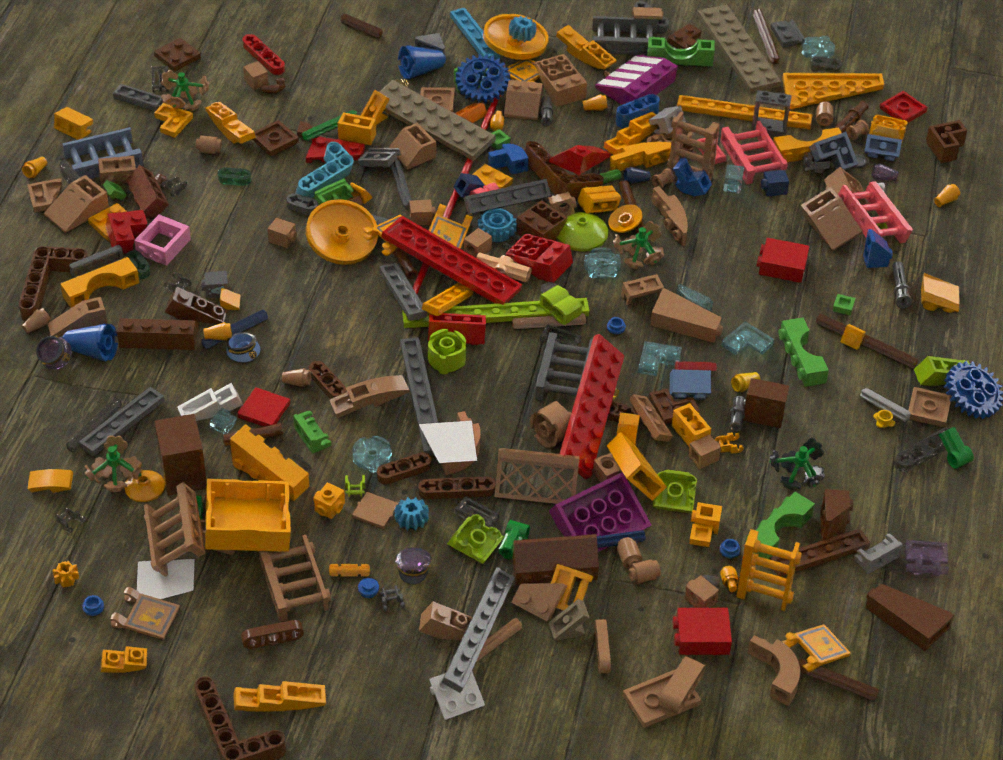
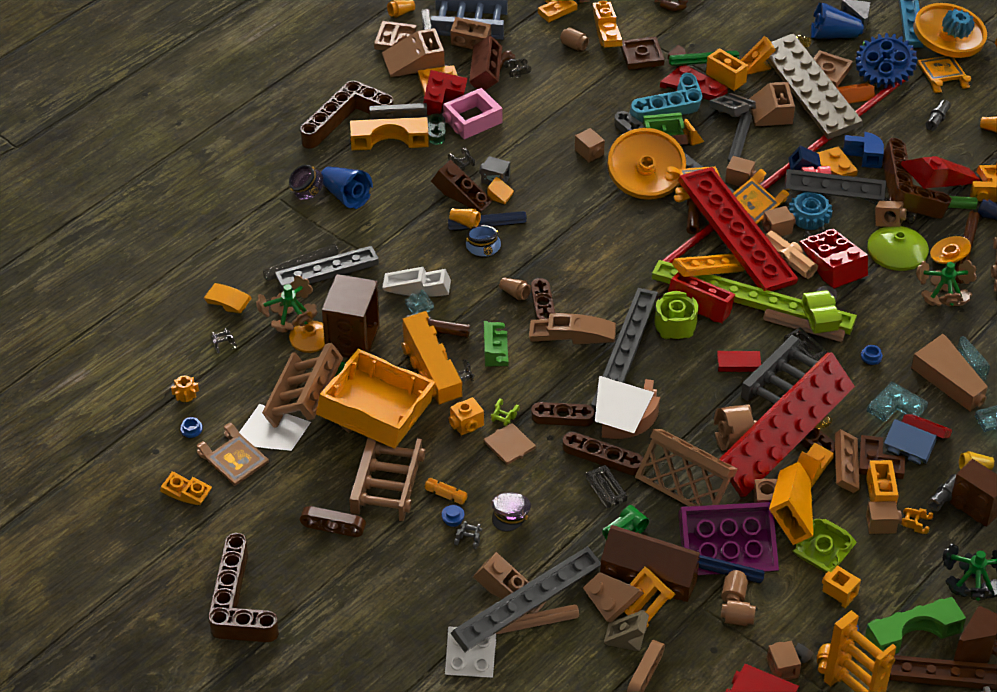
camera: 30 degrees right, 0 degrees up
(37, 320) = (310, 148): medium nougat cone -> none
(82, 315) = (354, 156): medium nougat slope -> none
(114, 190) = (458, 52): bright green plate -> none
(157, 334) = (411, 198): reddish brown slope -> none
(234, 176) = (580, 77): clear green beam -> none
(263, 407) = (466, 305): red tile -> none
(280, 698) = (301, 585): light orange slope -> none
(372, 462) = (535, 377): clear light blue plate -> none
(402, 291) = (669, 241): dark grey plate -> none
(411, 513) = (539, 460): dark azure gear -> none
(476, 539) = (587, 510): lime slope -> none
(497, 121) = (878, 109): light orange cylinder -> none
(501, 138) = (869, 125): bright green plate -> none
(516, 370) = (738, 361): none -> red tile
(523, 100) = (918, 95): medium nougat slope -> none
(541, 221) = (856, 223): reddish brown slope -> none
(561, 80) = (971, 88): medium nougat slope -> none
(596, 269) = (888, 291): clear light blue plate -> none
(599, 199) = (933, 220): light orange brick -> none
(641, 287) = (921, 325): medium nougat hinge -> none
(701, 535) = (823, 601): light orange plate -> none

